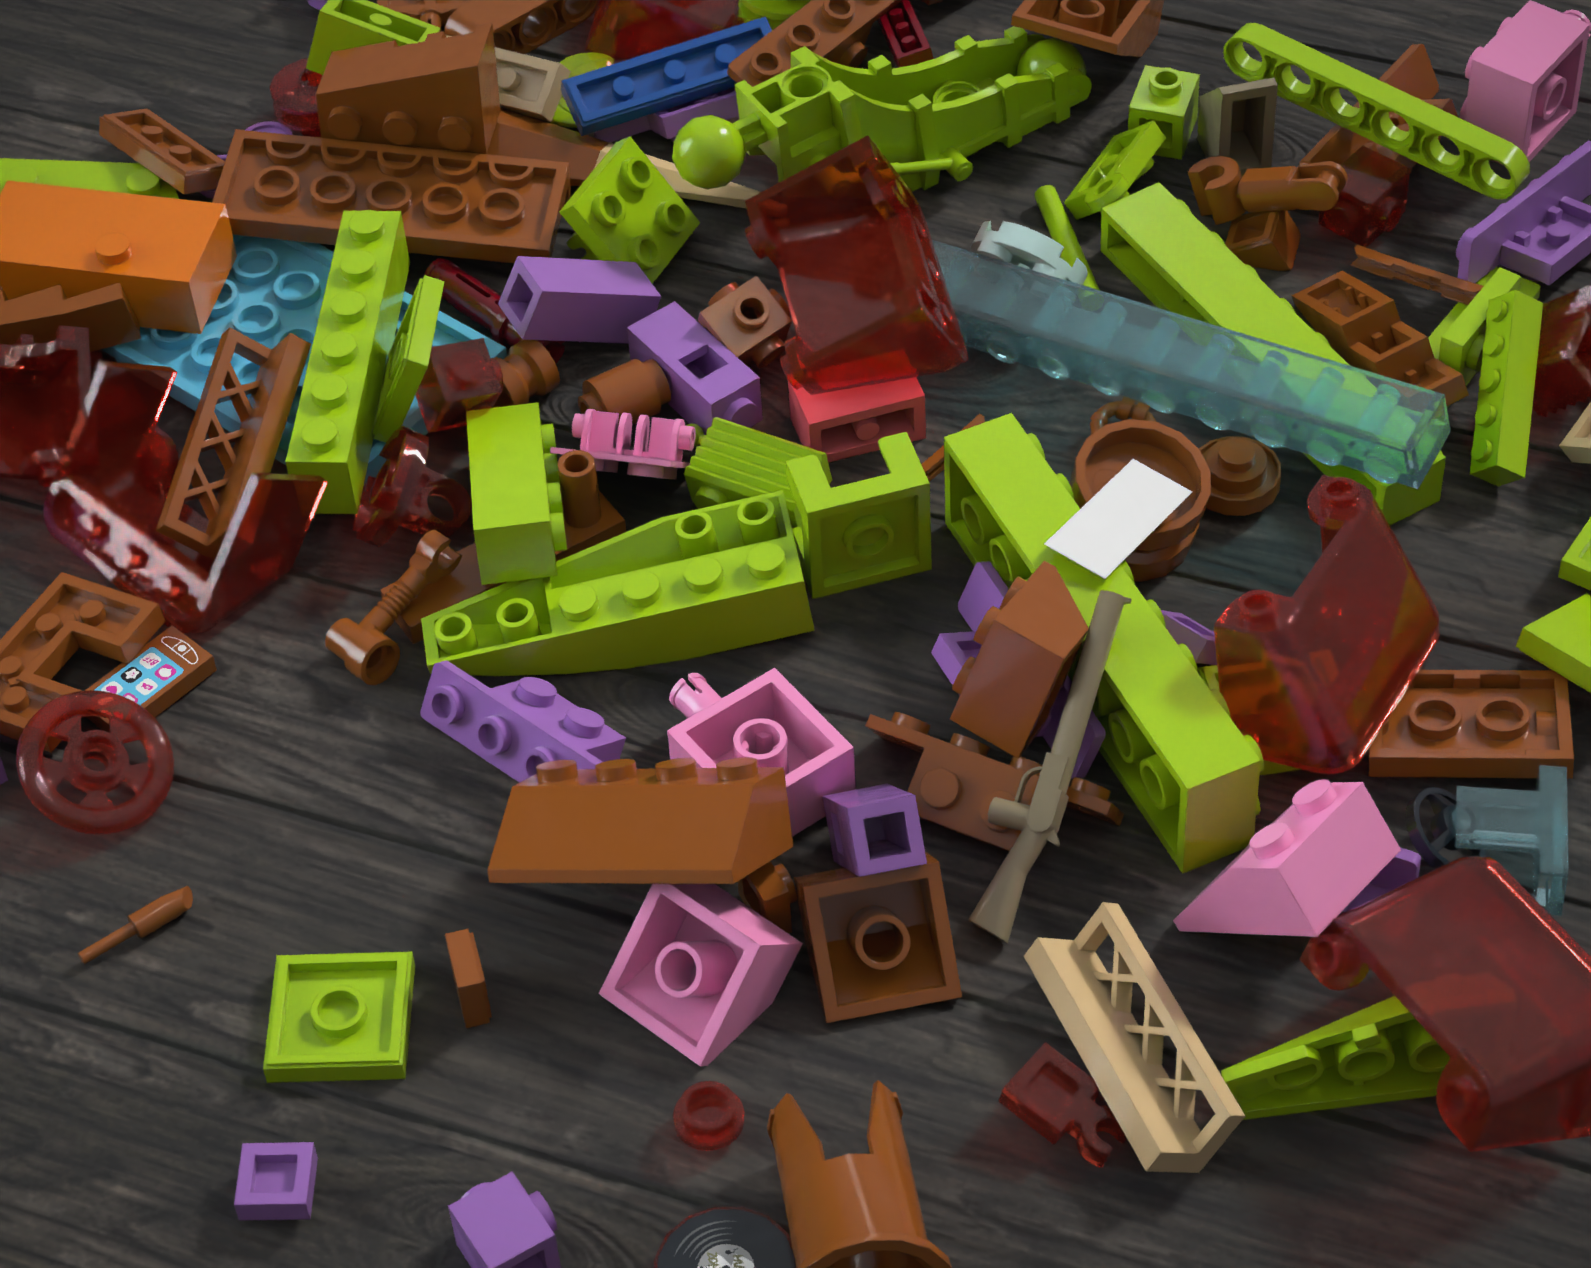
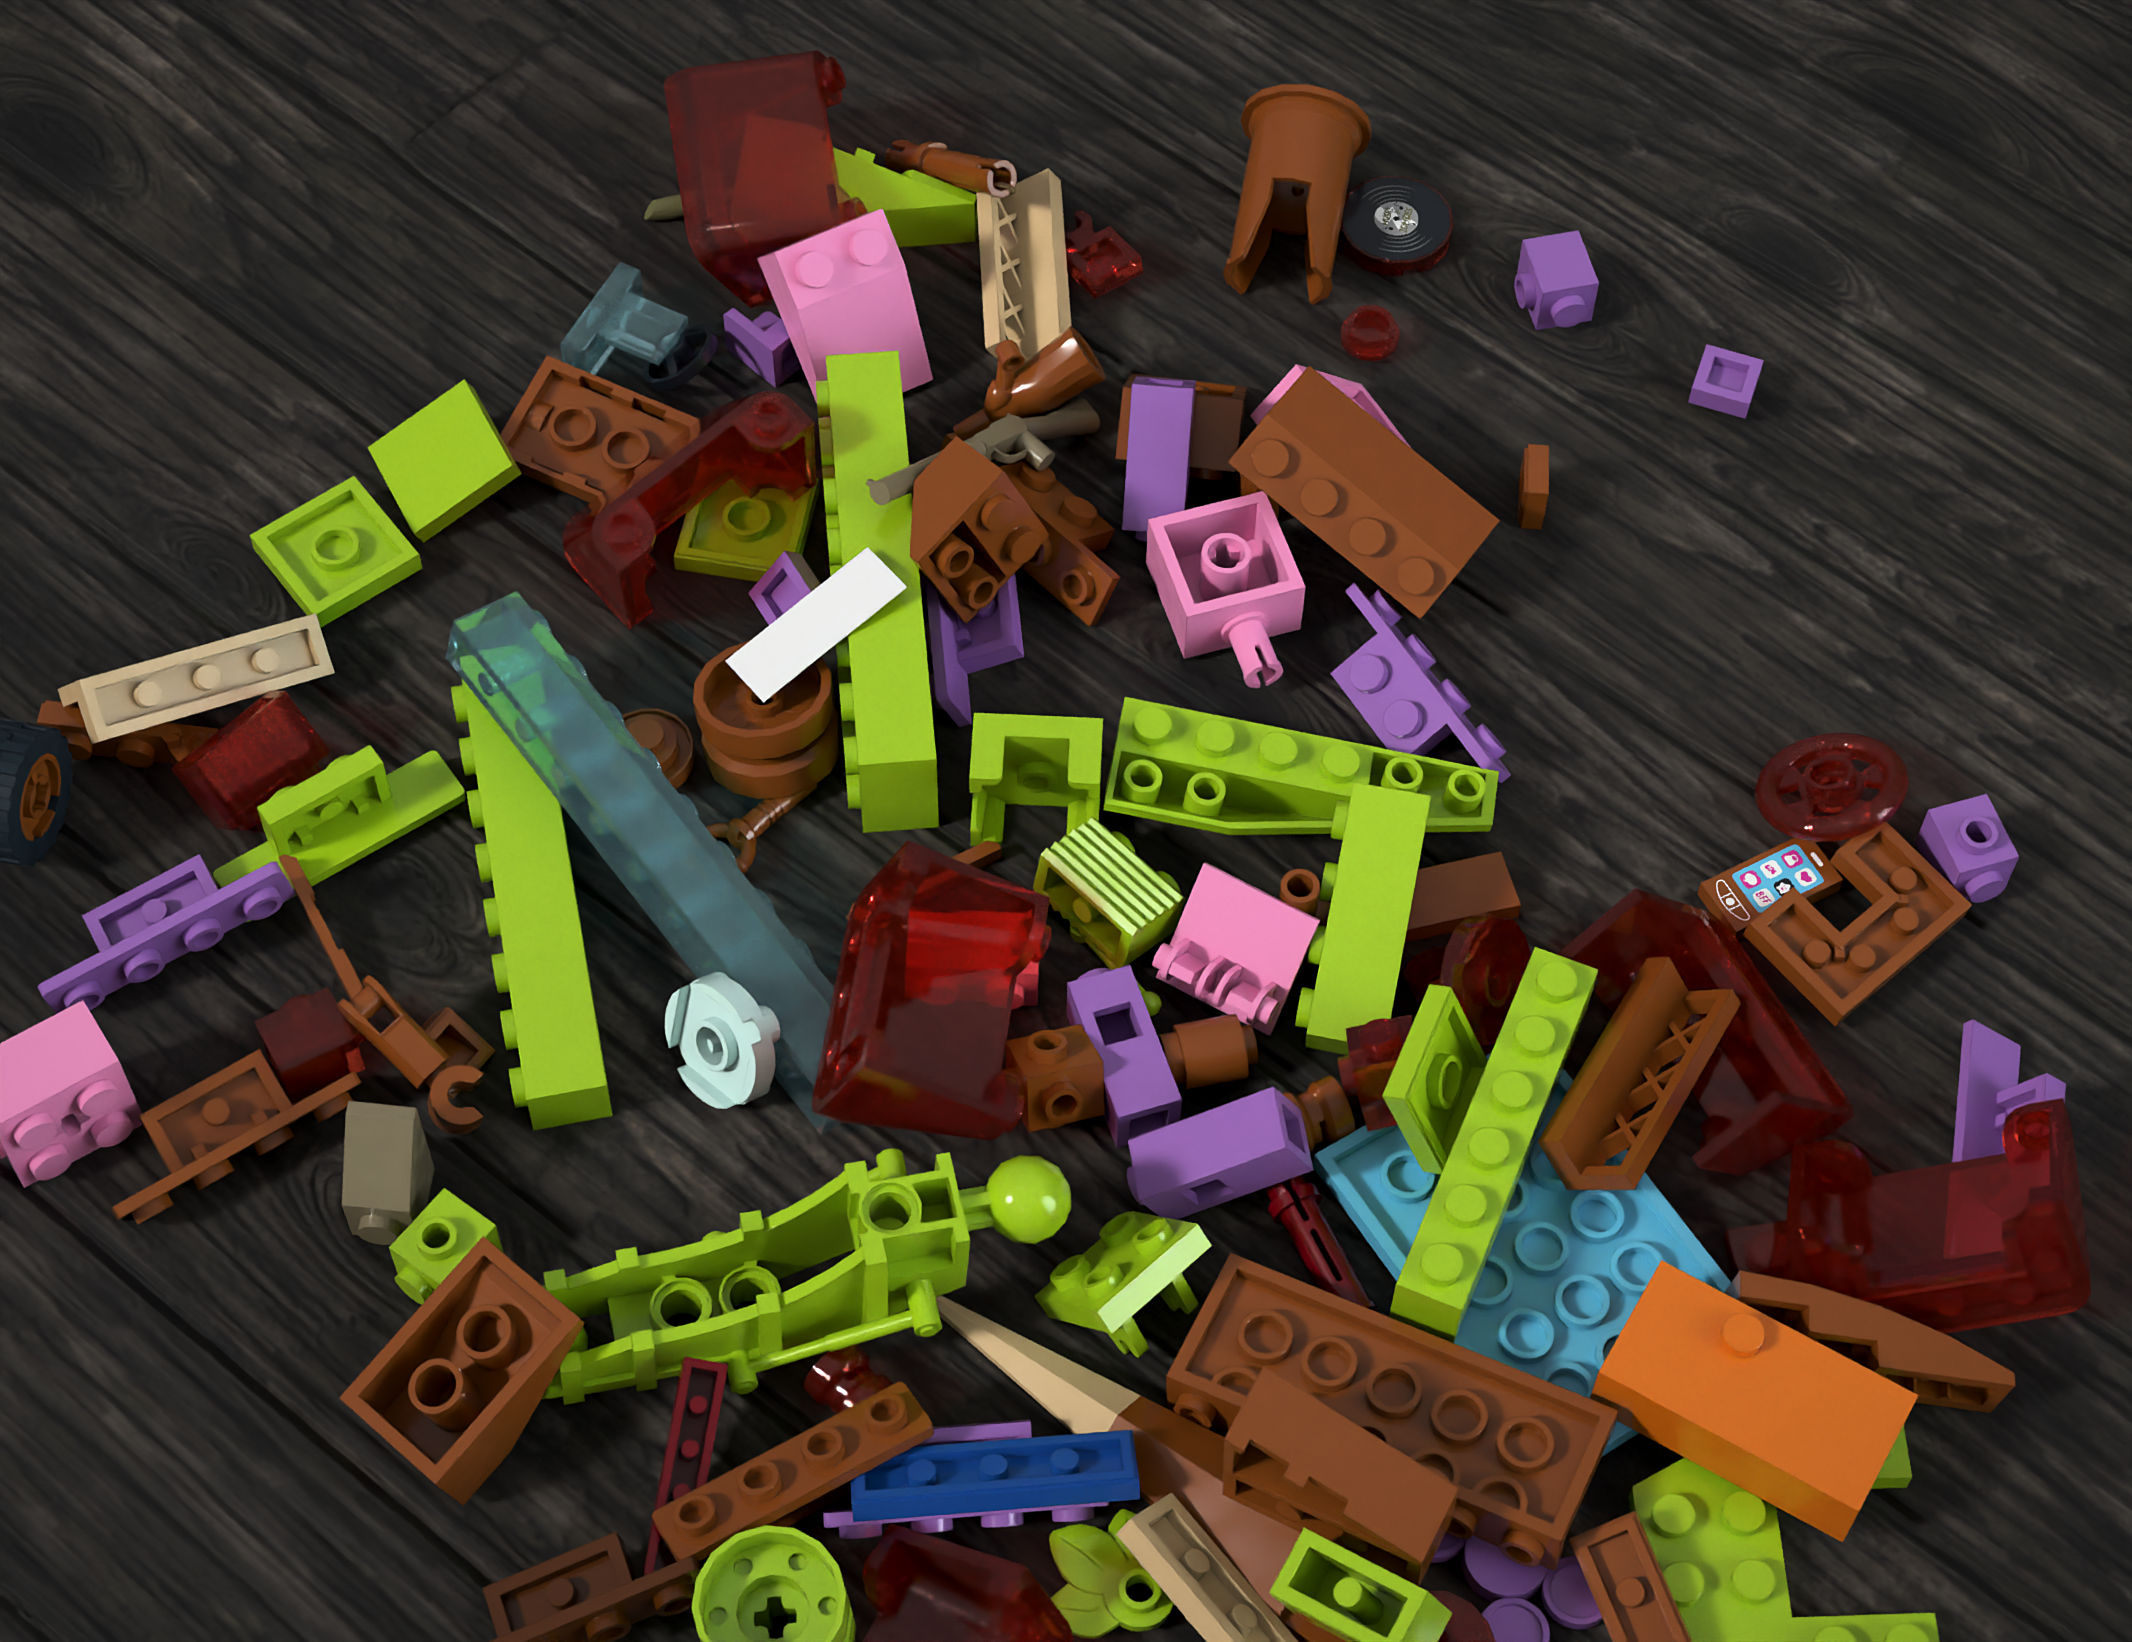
camera: 165 degrees left, 10 degrees up
(143, 922) = (1804, 646): dark orange piece -> none
(340, 1017) = (1646, 511): lime tile -> none
(364, 645) = (1546, 849): dark orange brick -> none
(1037, 893) = (1038, 384): none -> dark orange piece
(1061, 229) = (648, 1119): lime bar -> none
(1115, 169) = (552, 1175): lime hinge -> none
(1295, 1119) = (953, 167): none -> dark orange pin
(1371, 337) = (424, 843): dark orange slope -> none
(1372, 117) = (252, 1086): lime beam -> none
(1506, 388) = (348, 718): lime piece -> none

